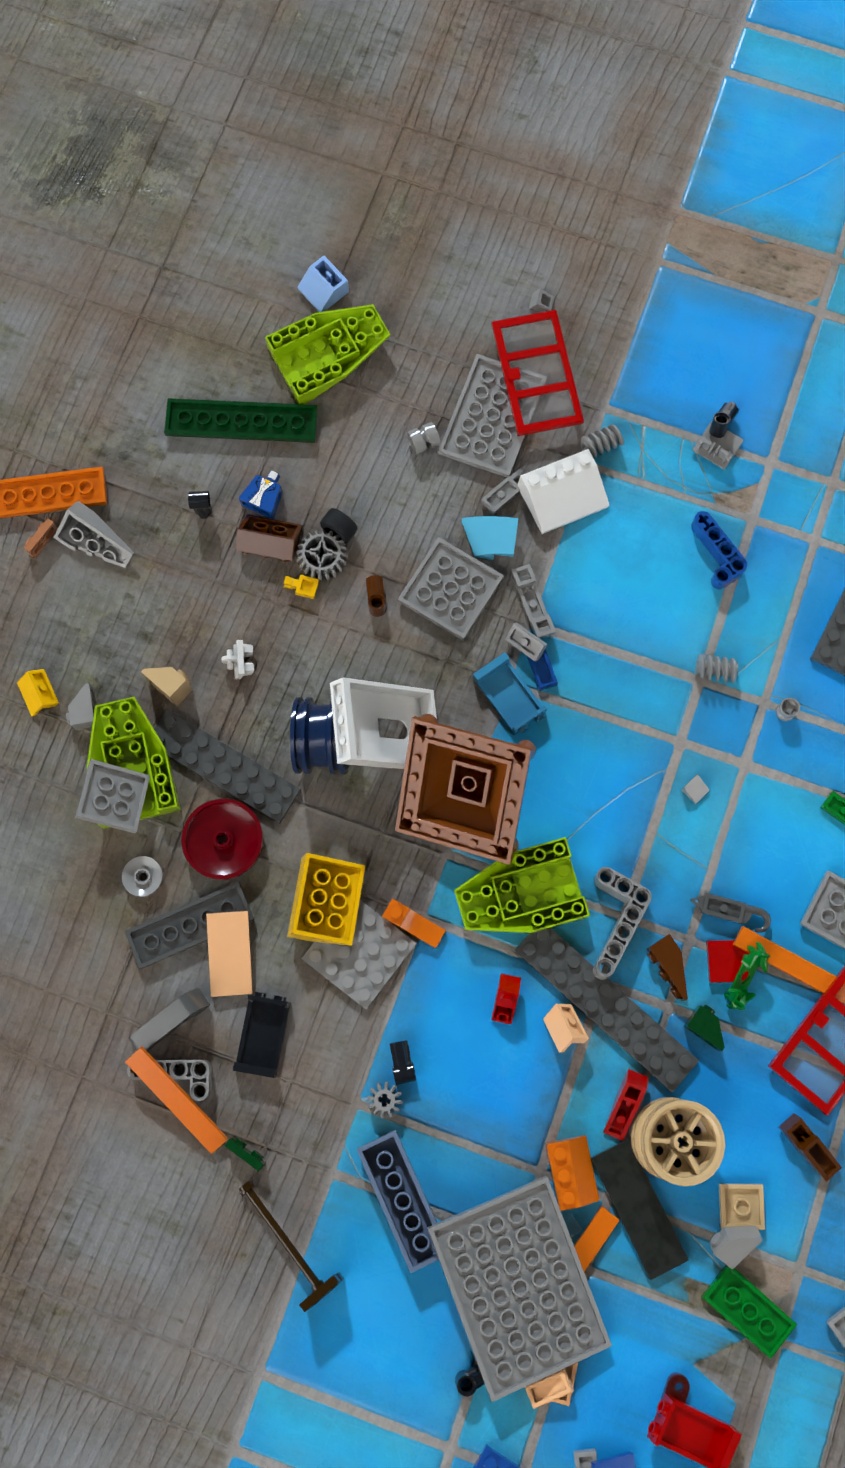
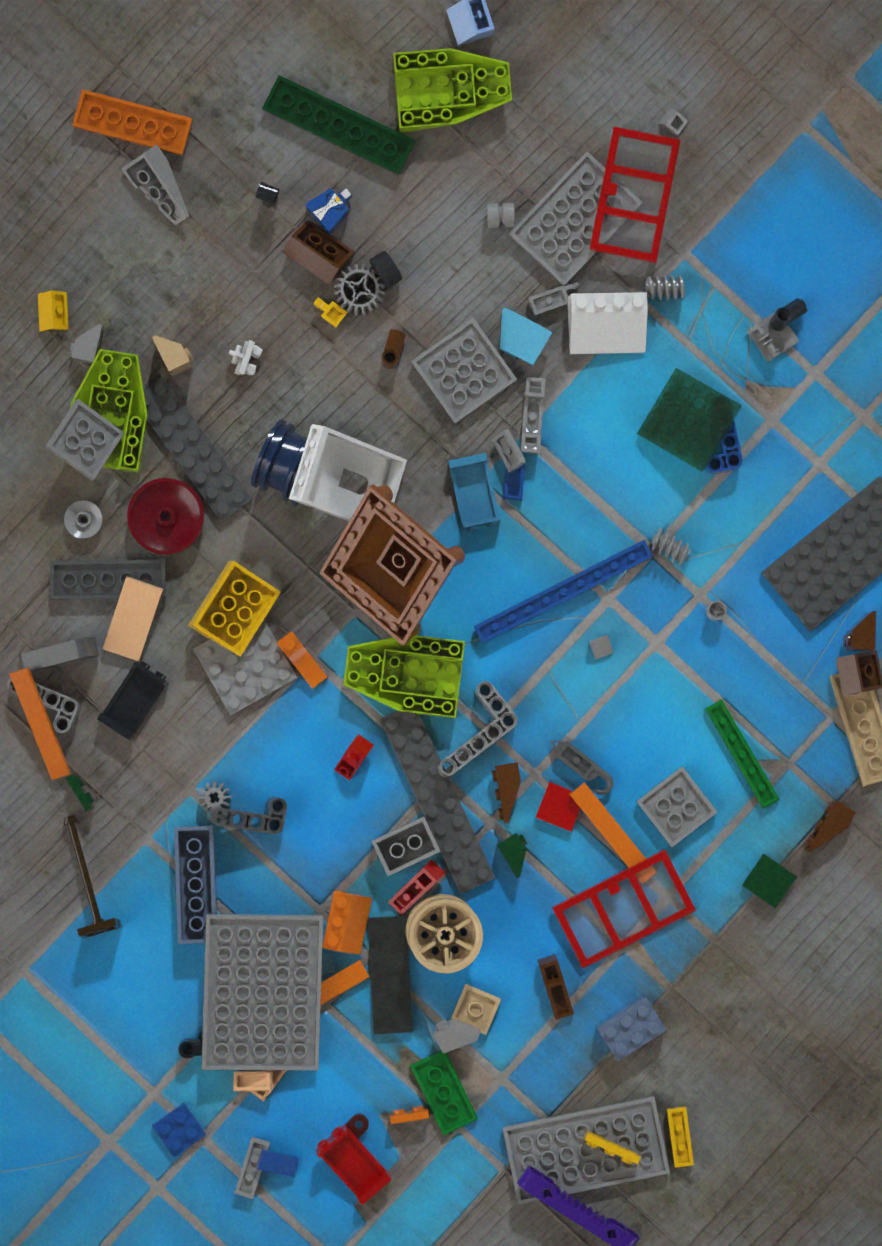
camera: 20 degrees right, 10 degrees up
(39, 540) = (103, 168): nougat plate -> none
(403, 1067) = (242, 777): black piece -> none
(425, 1107) = (246, 817): none -> dark grey beam
(564, 1026) = (393, 801): light nougat panel -> none
(597, 1066) = (405, 846): none -> light grey brick
(635, 753) = (563, 591): none -> blue plate
(680, 545) = (689, 419): none -> clear green plate
(720, 1357) = (401, 1116): none -> orange plate
(738, 992) = (554, 836): green piece -> none

